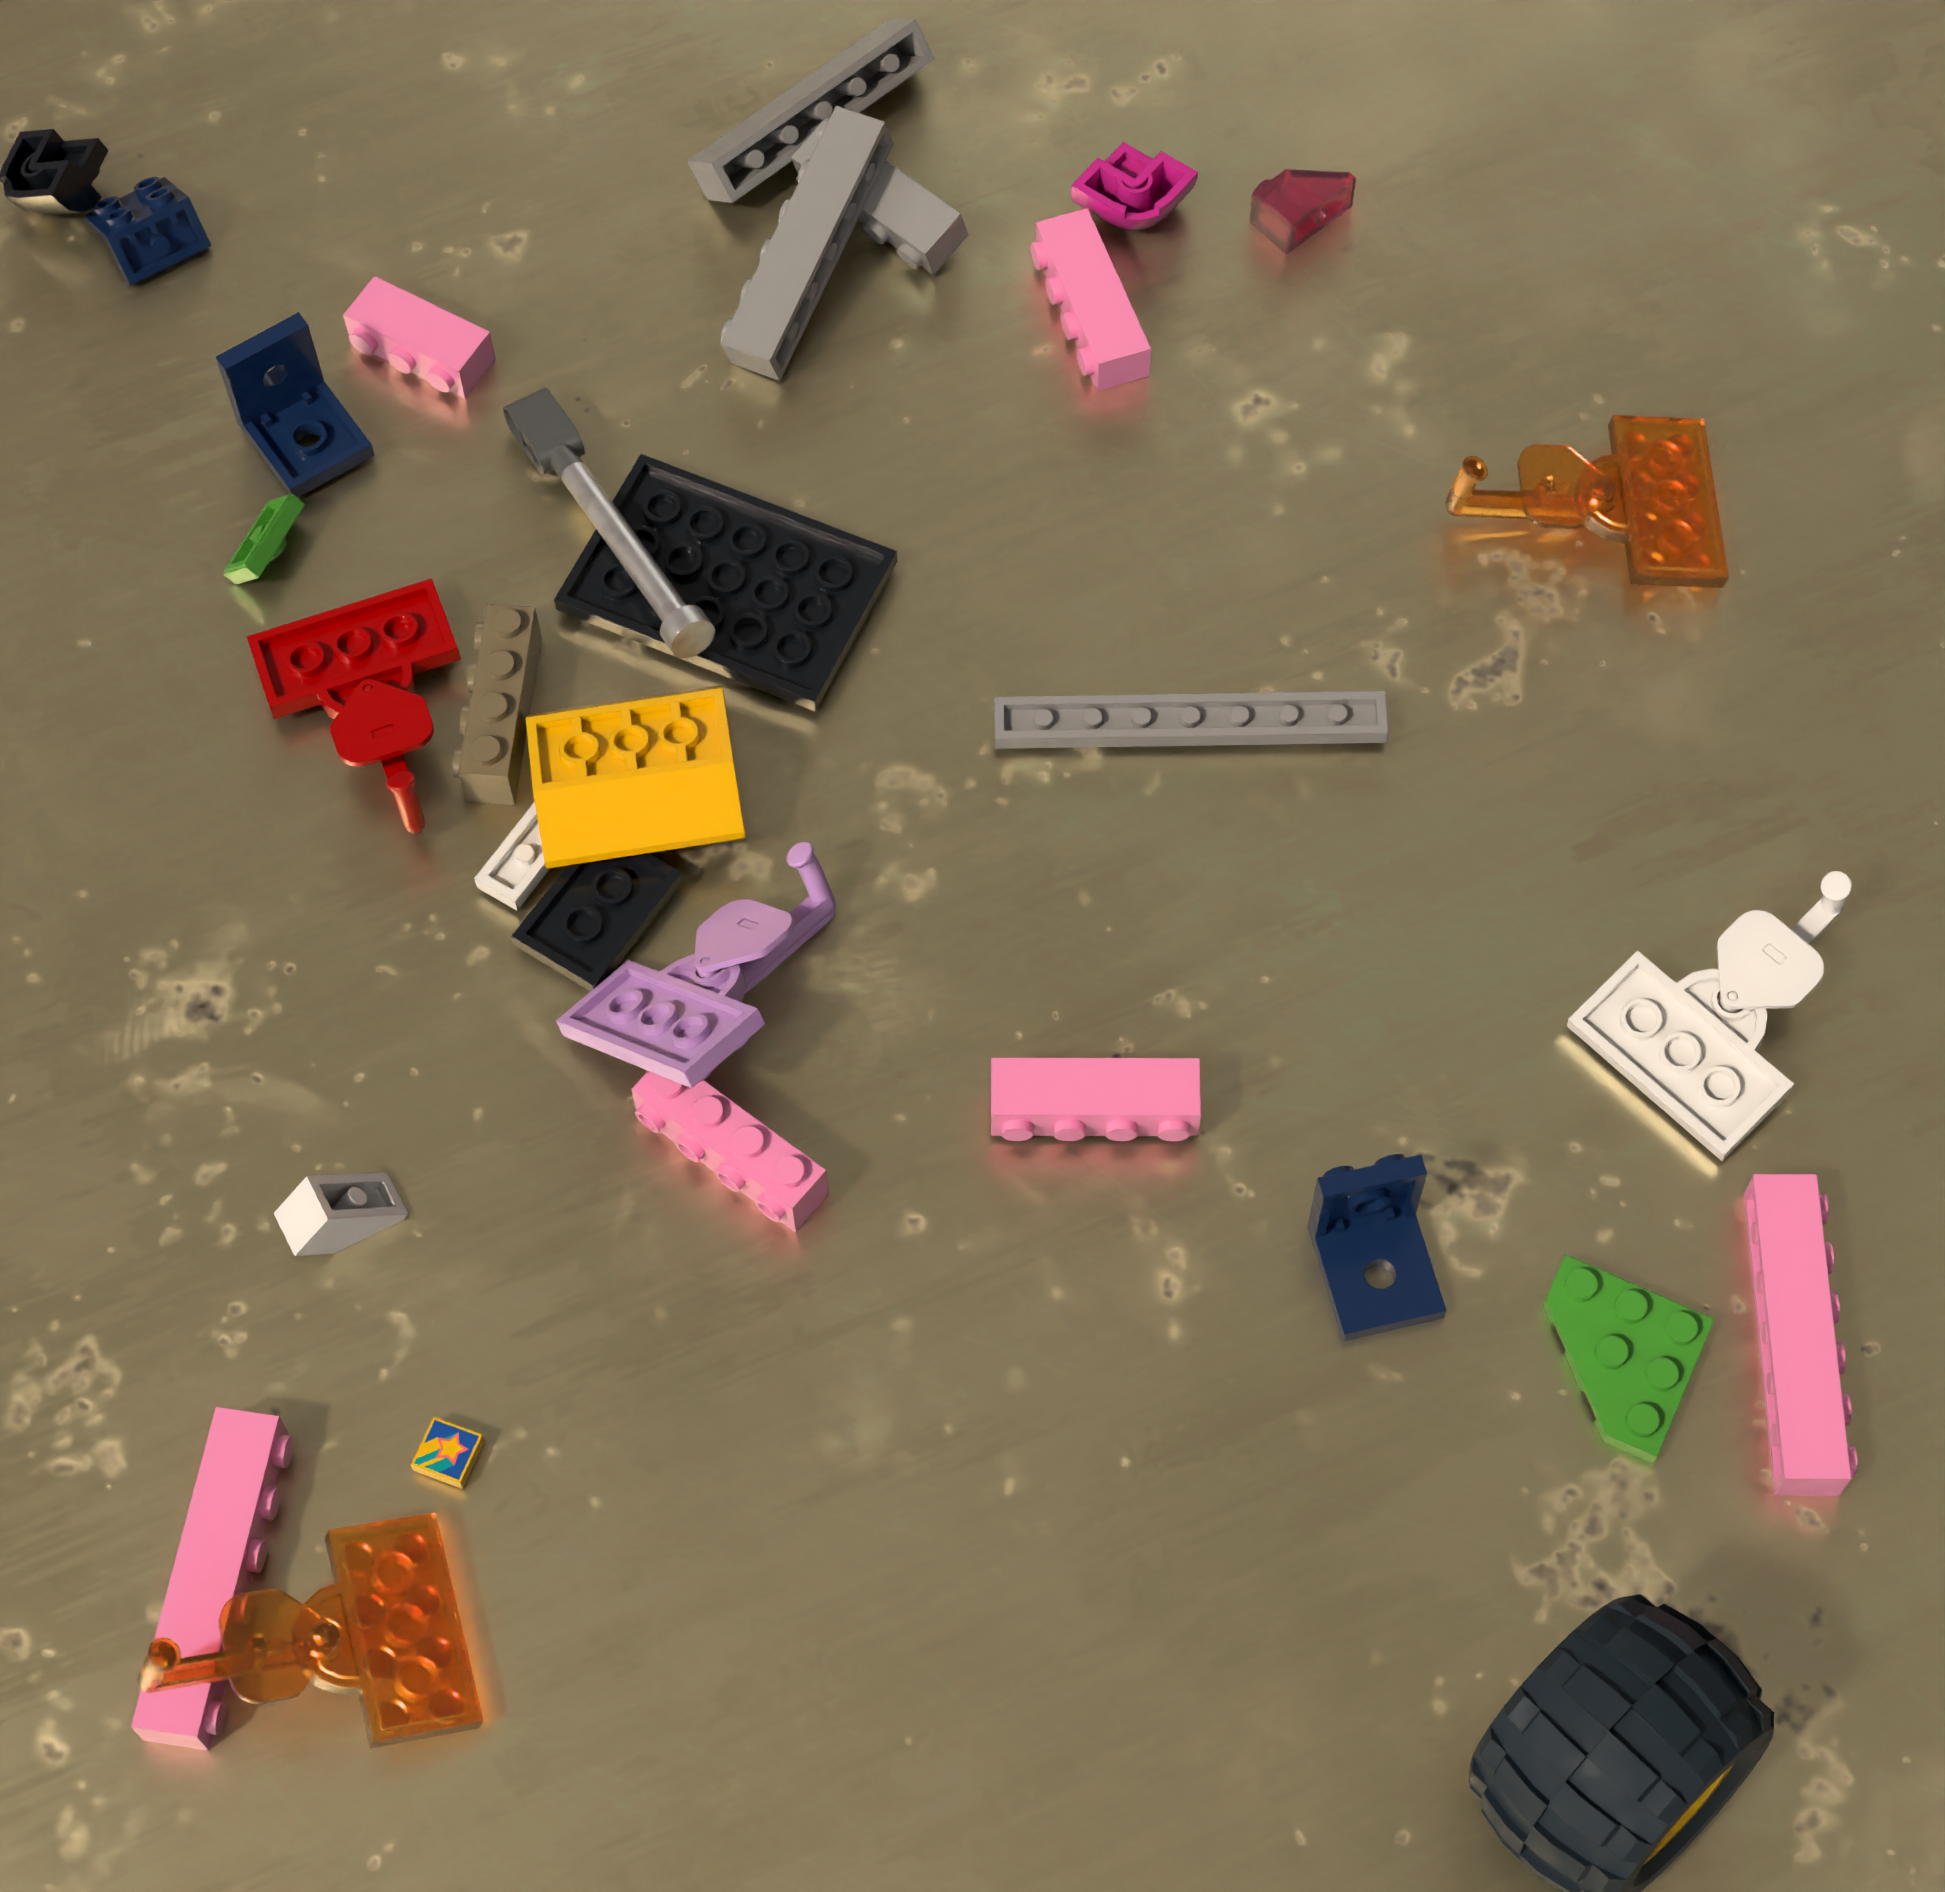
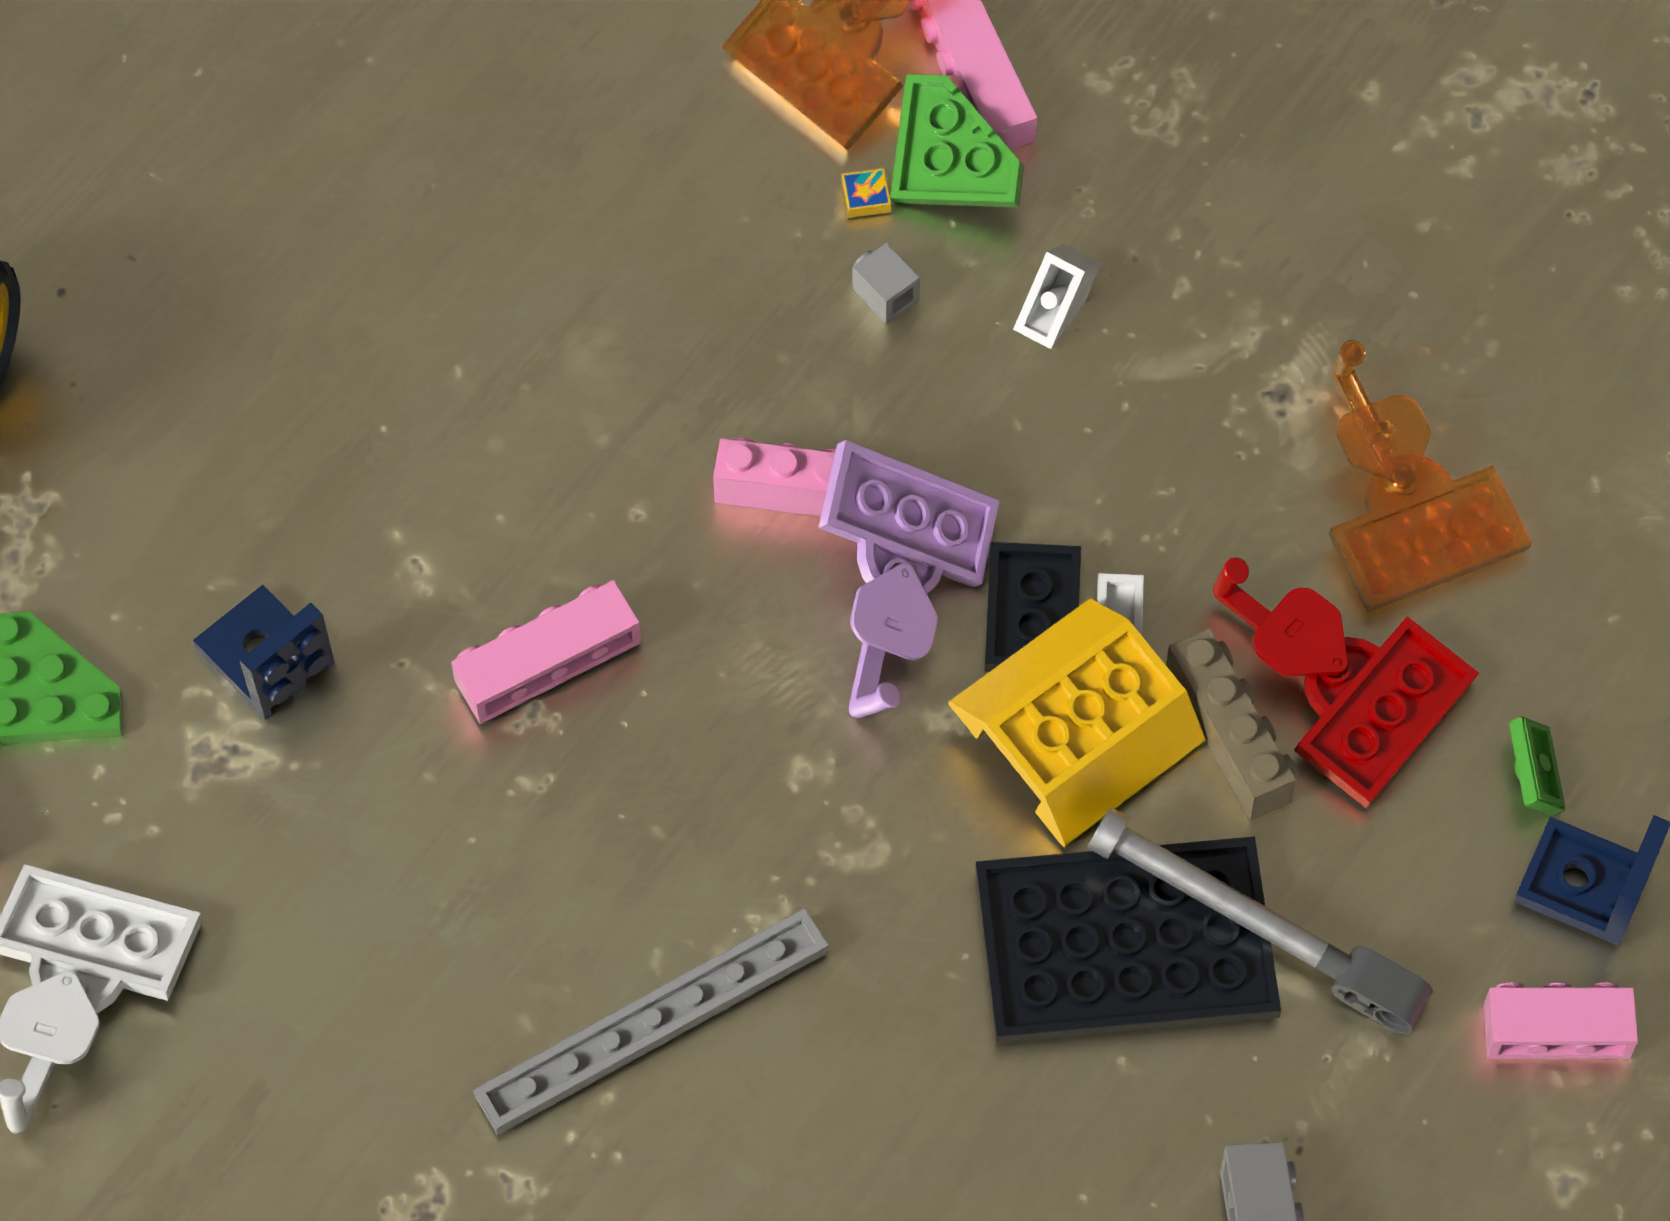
camera: 150 degrees right, 0 degrees up
(174, 806) = (1417, 532): none -> clear orange plate
(331, 1424) = (950, 151): none -> bright green plate
(503, 1322) = (885, 282): none -> light grey brick

